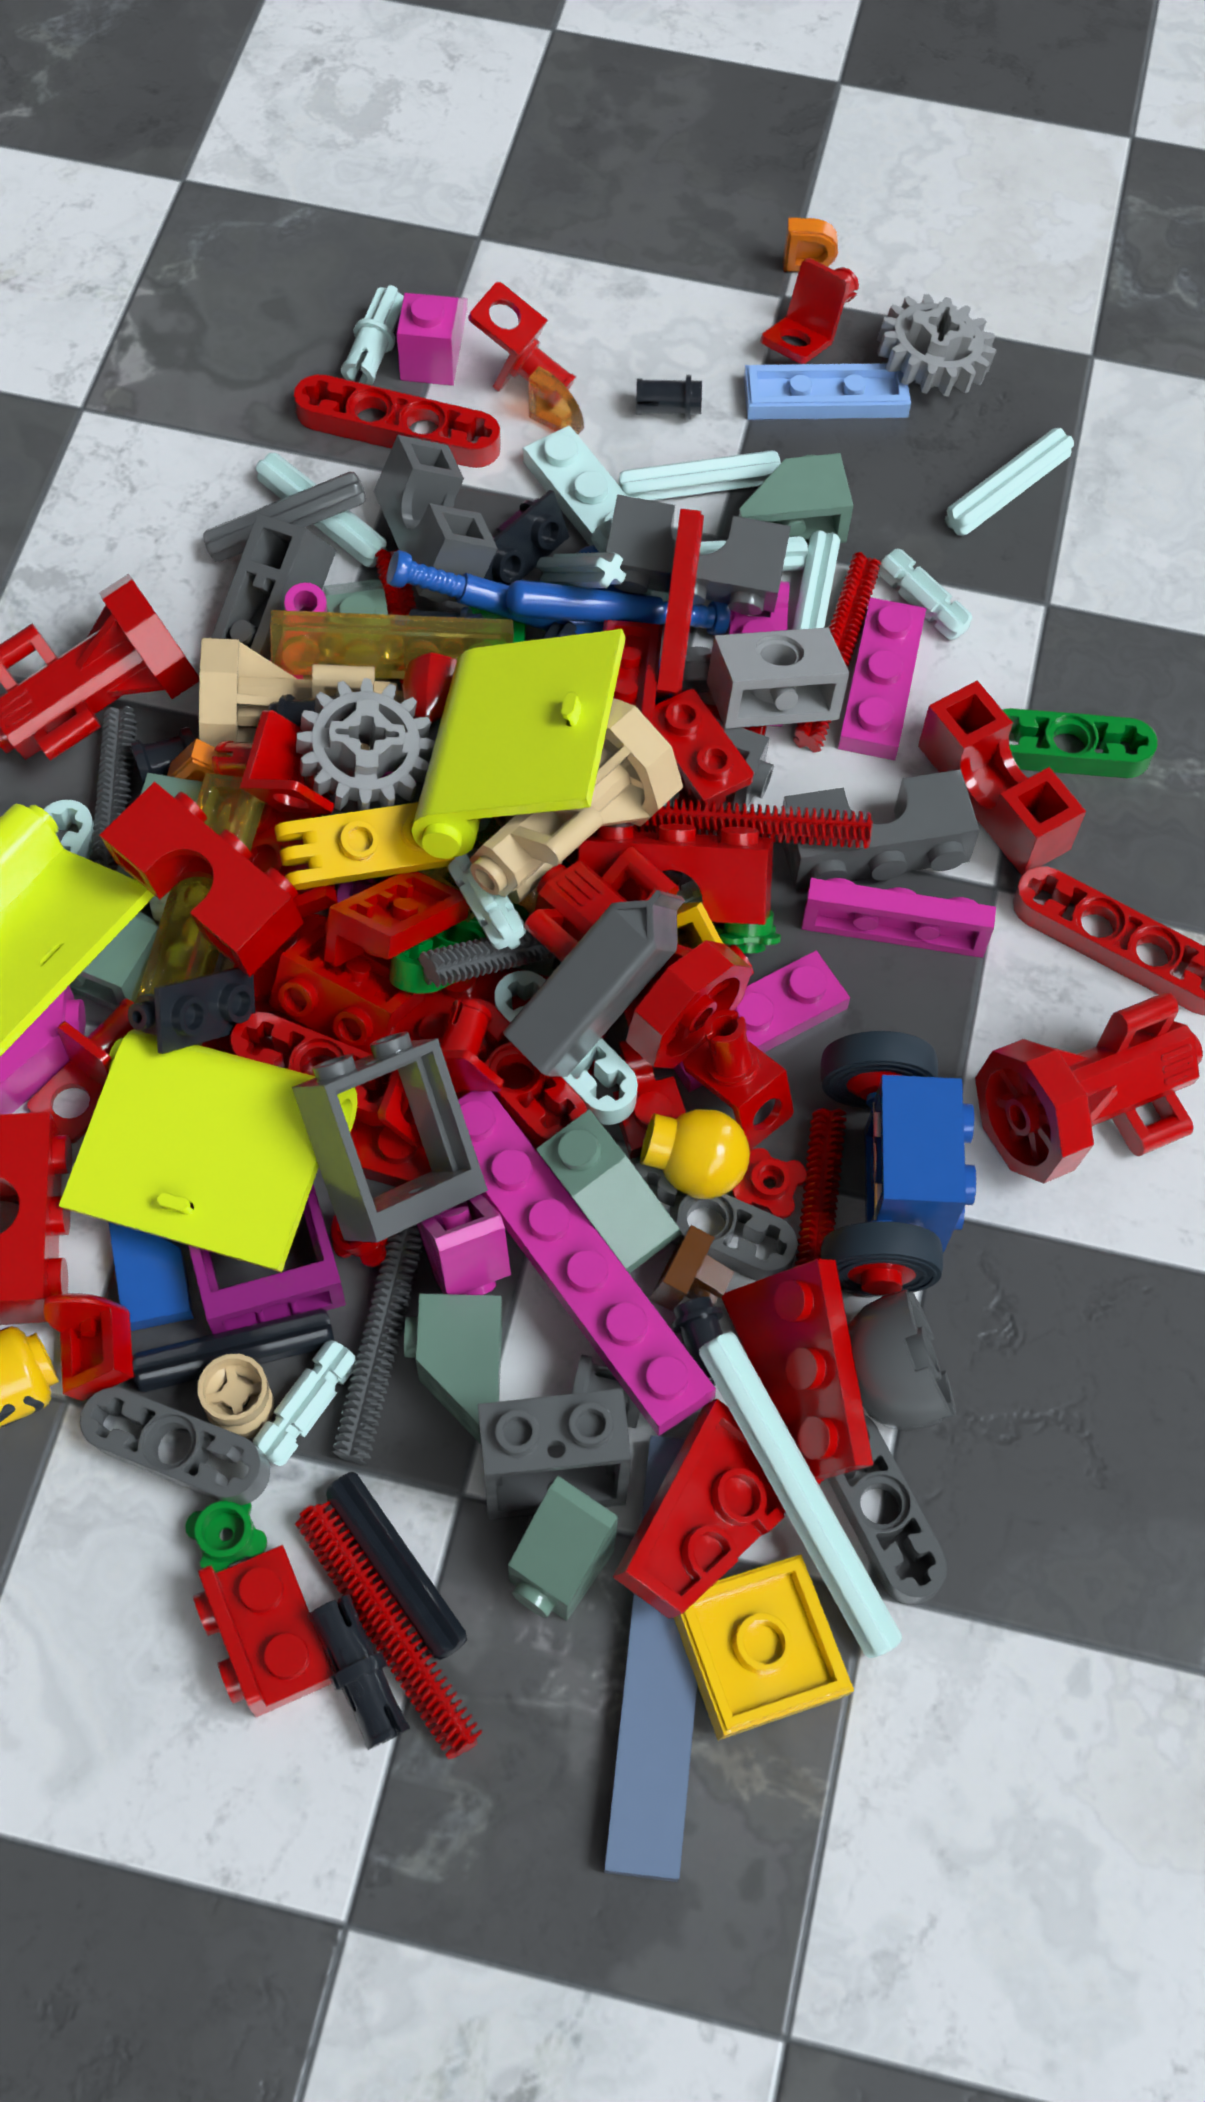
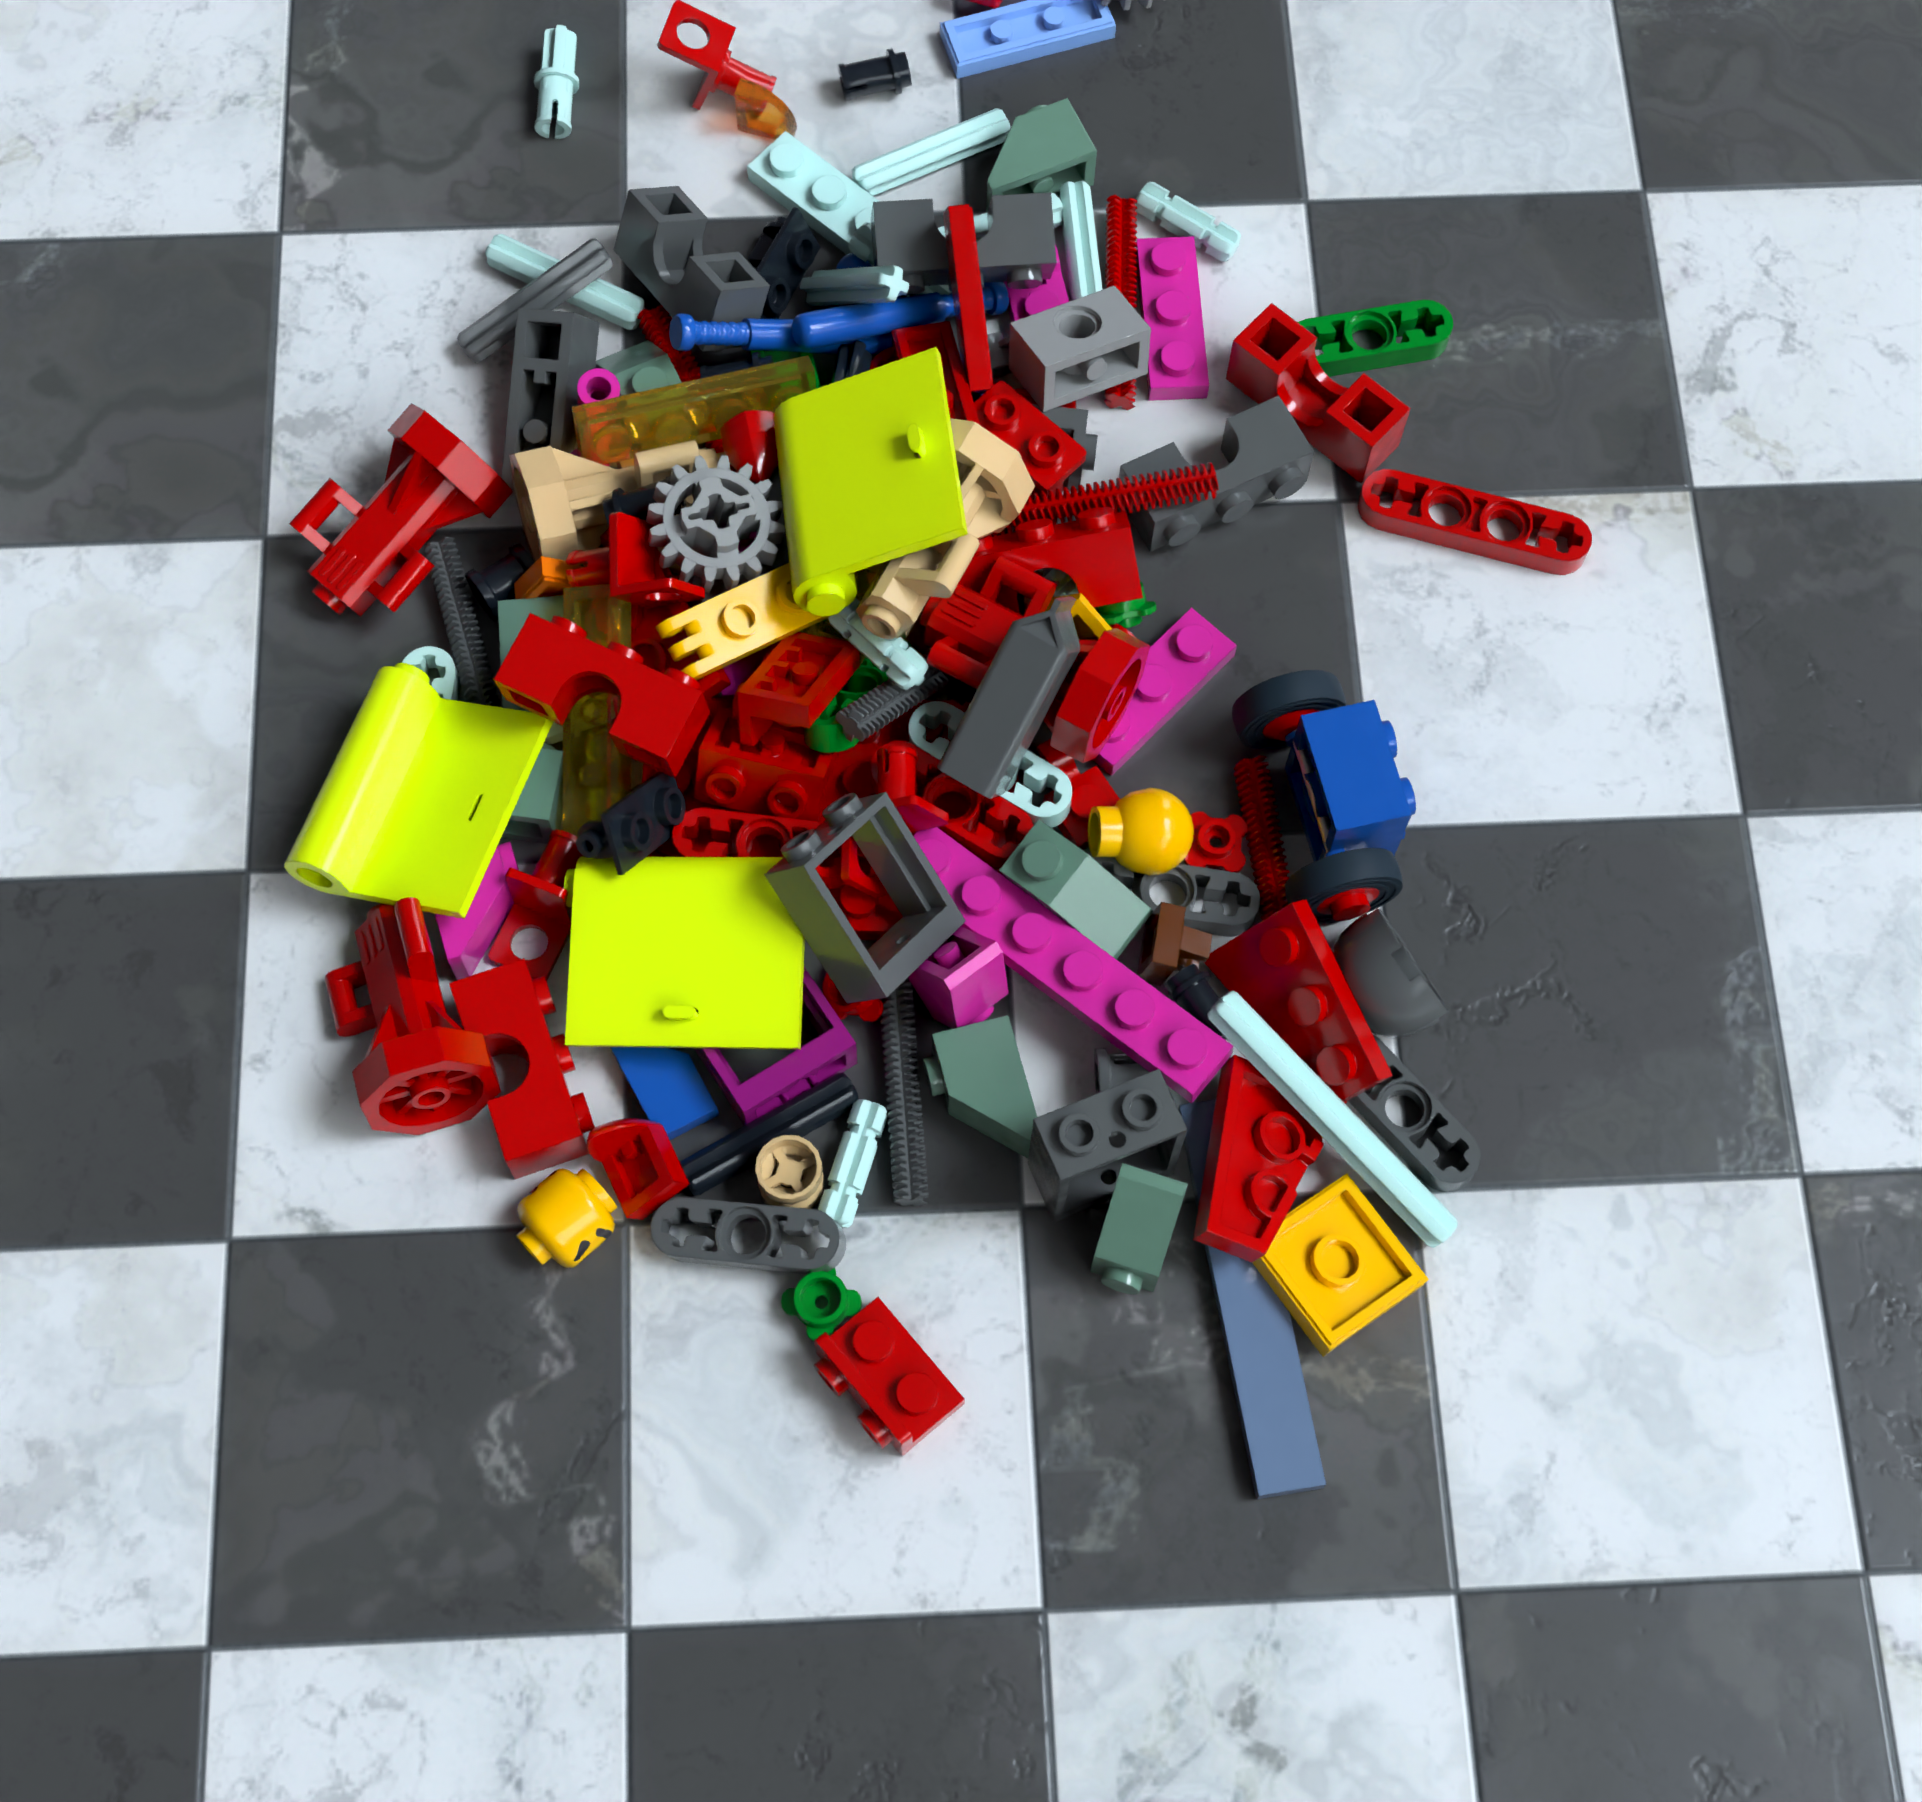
camera: 15 degrees left, 5 degrees up
(358, 1671) = (985, 1388): black pin -> none
(388, 1631) = (998, 1346): red axle -> none
(396, 1566) = (985, 1286): black axle -> none
(400, 413) = (610, 157): red beam -> none
(430, 337) = (615, 69): dark pink slope -> none
(741, 1075) = (1161, 747): red bracket -> none
(898, 917) = (1259, 555): dark pink plate -> none
(1009, 481) = (1235, 83): light aqua axle -> none
(1045, 1100) = (1451, 697): red piece -> none

